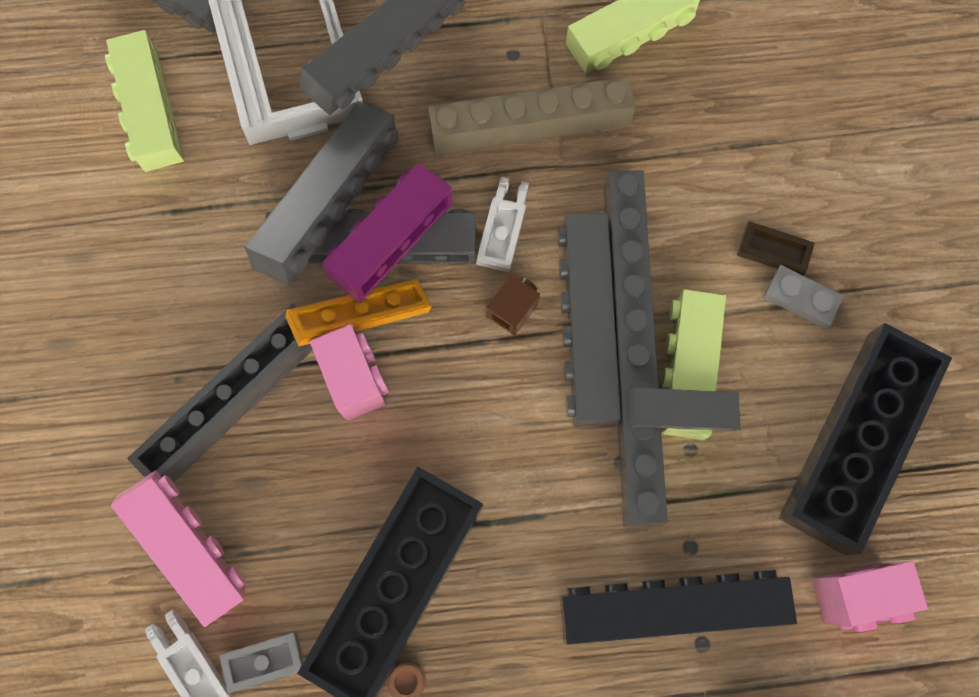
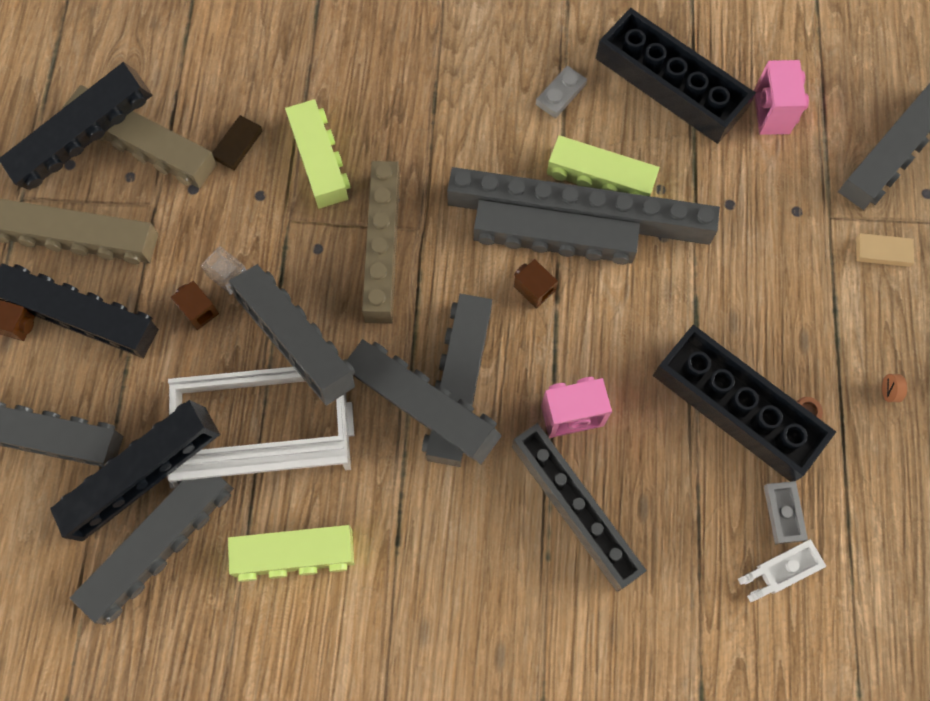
camera: 80 degrees left, 5 degrees down
(180, 547) = (696, 556): bright pink brick -> none
(378, 308) = (526, 394): light orange tile -> none
(388, 232) = (470, 355): magenta brick -> none
(502, 228) = (467, 279): white hinge -> none
(677, 609) = (775, 221): black brick -> none
(684, 409) = (642, 177): dark grey tile -> none
(775, 248) = (521, 101): dark brown tile -> none

